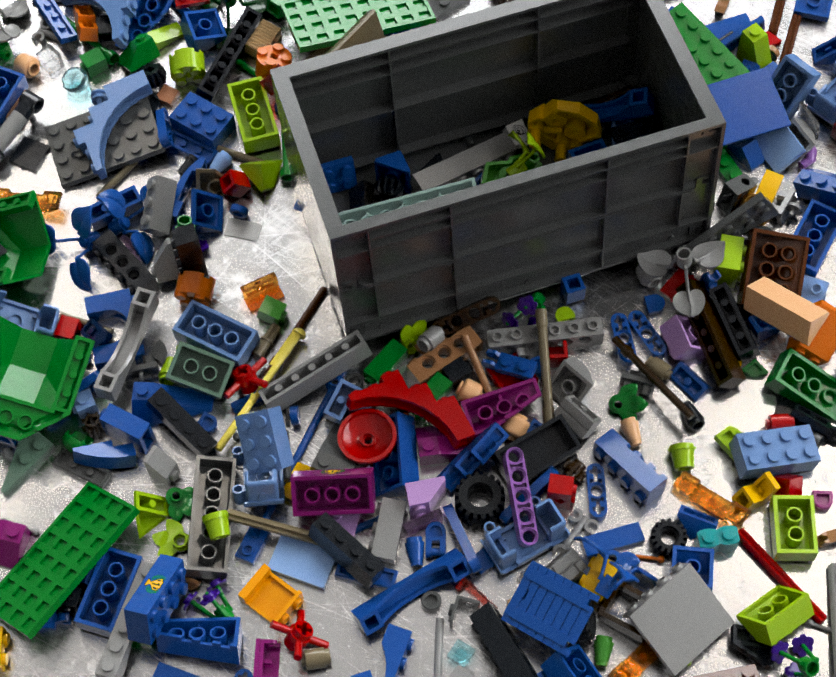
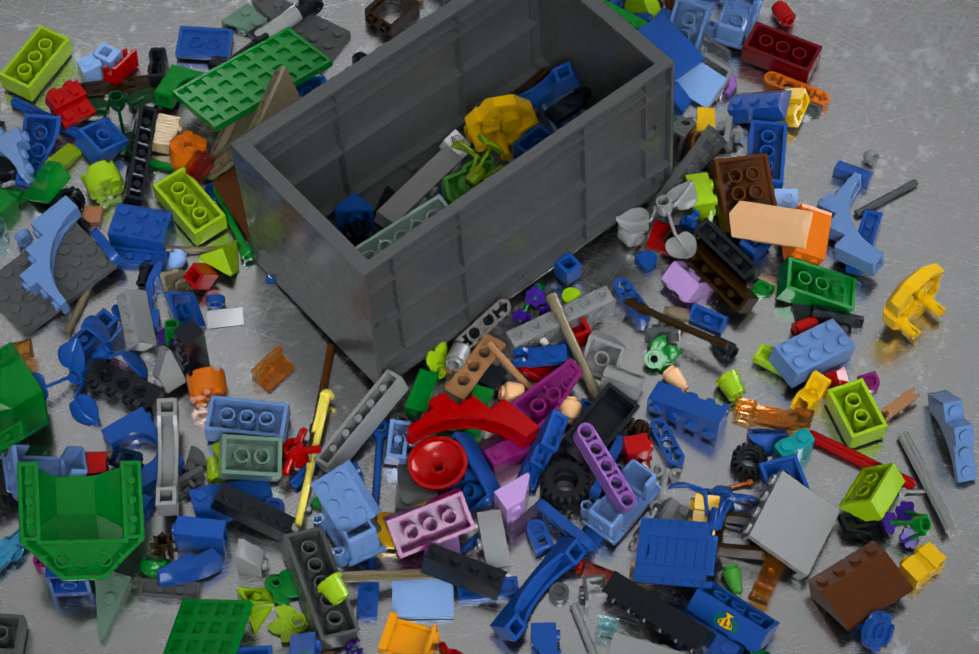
camera: 25 degrees left, 5 degrees down
(85, 404) = (151, 528): light blue brick -> none
(266, 341) = (297, 412): dark tan axle -> none
(272, 311) = (291, 382): bright green brick -> none
(415, 550) = (524, 551): blue cone -> none
(615, 539) = (702, 477): blue tile -> none
(646, 326) = (649, 282): blue beam -> none

